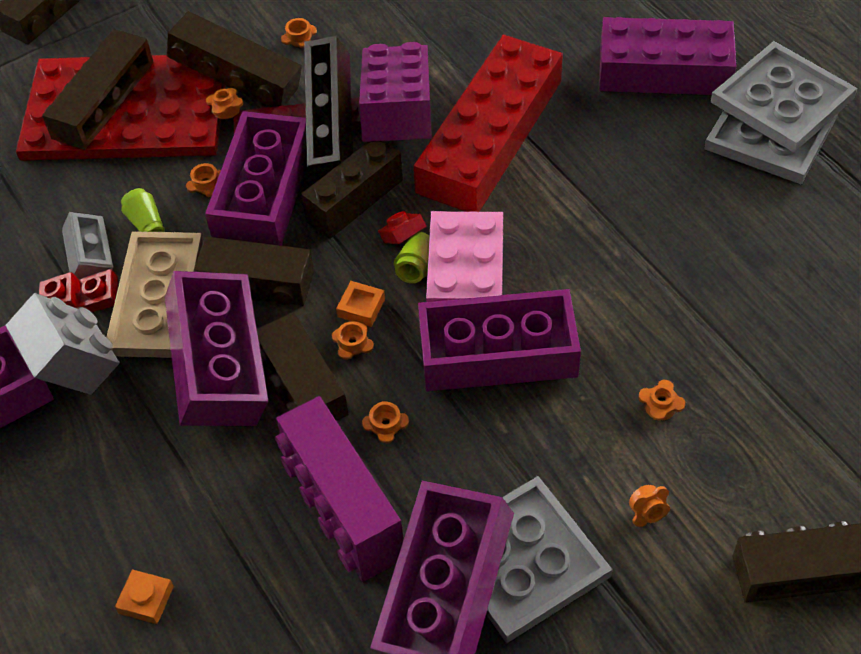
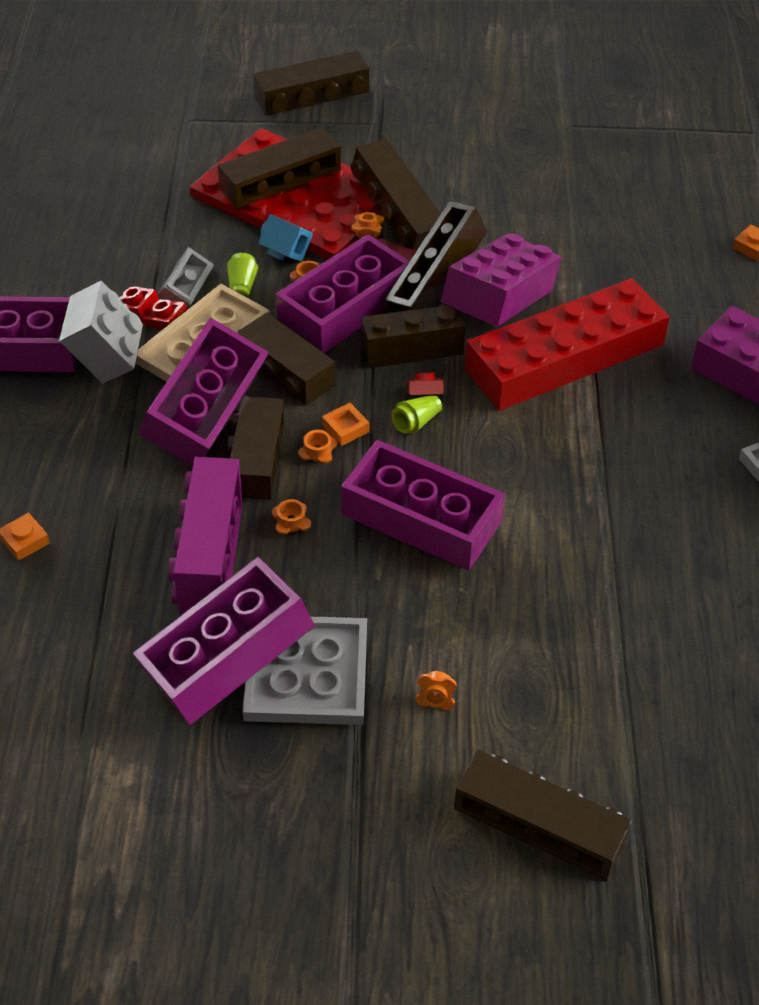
camera: 30 degrees right, 5 degrees down
(156, 156) = (284, 238): none -> dark azure brick
(297, 32) = (476, 198): orange plate -> none
(465, 255) = (454, 430): bright pink brick -> none
(661, 409) = (516, 632): orange plate -> none

